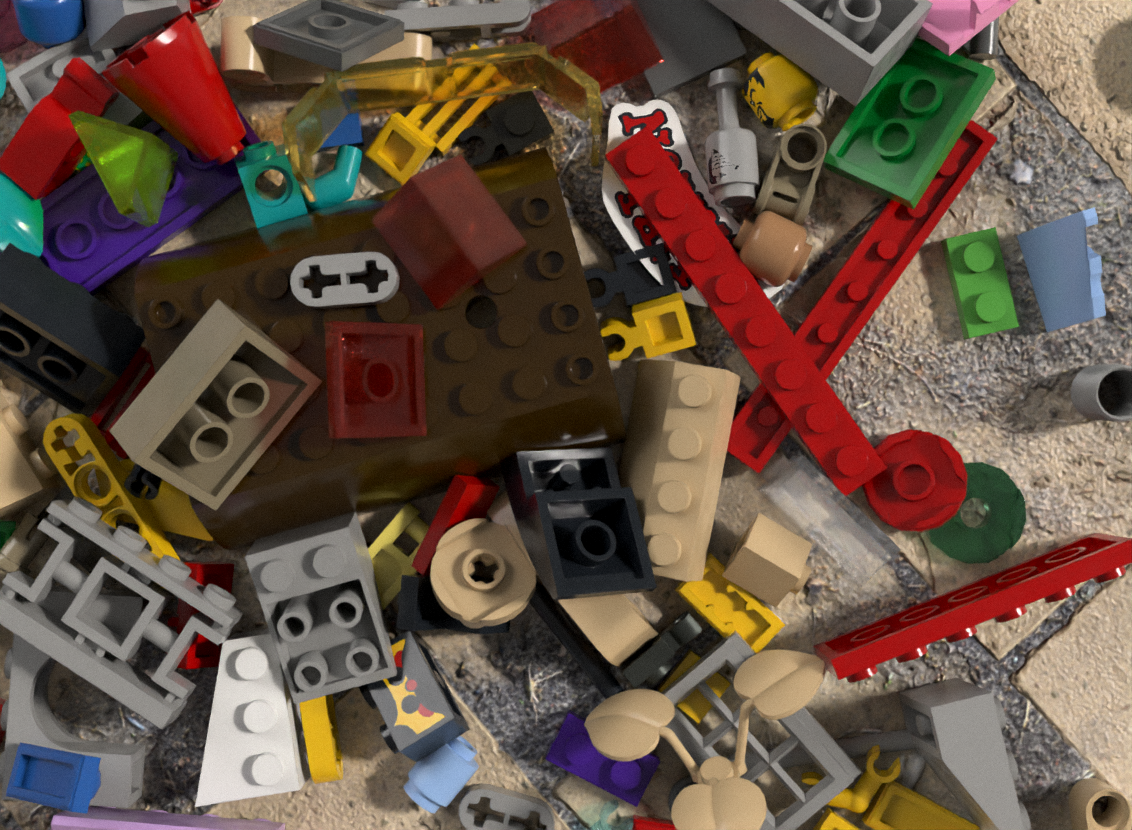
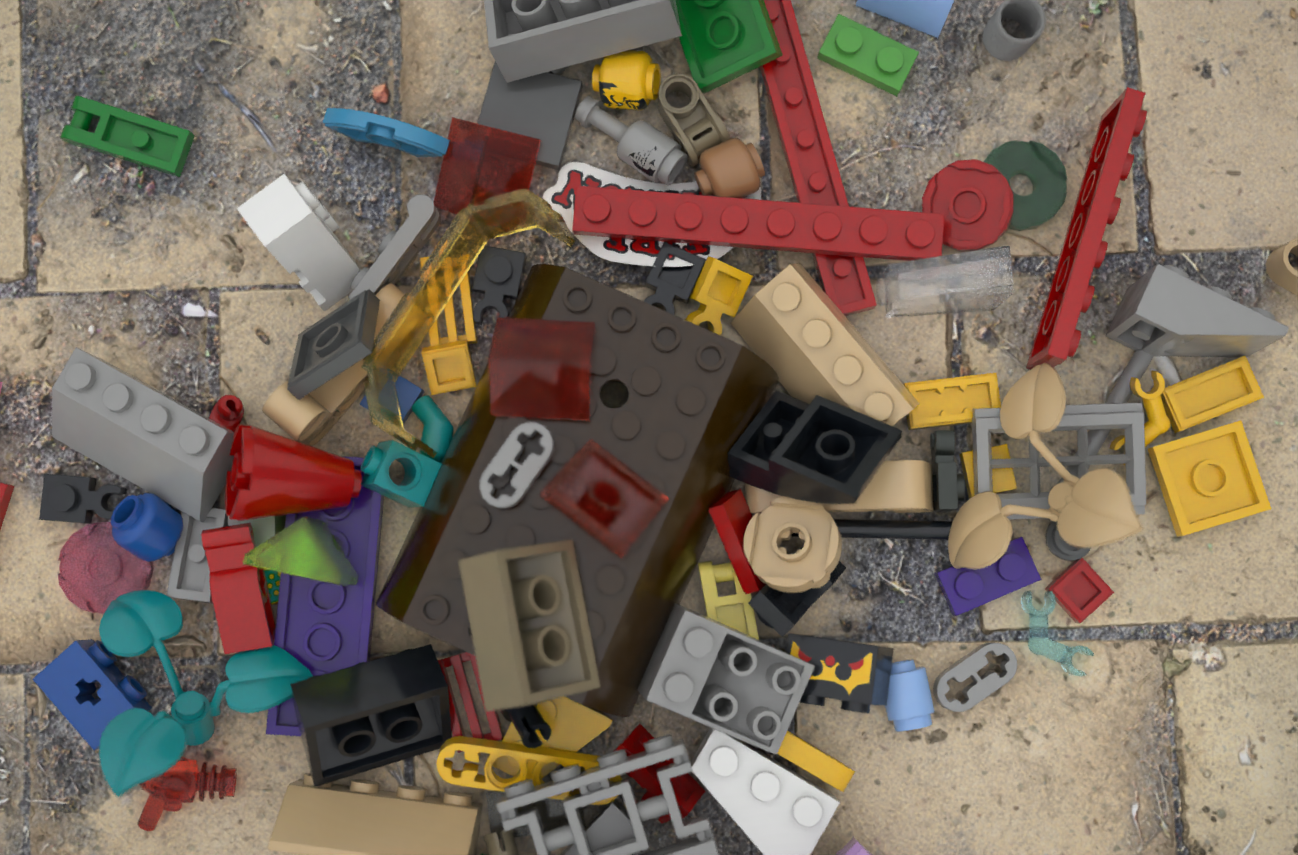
camera: 45 degrees left, 5 degrees down
(769, 561) = (943, 347): tan brick -> none

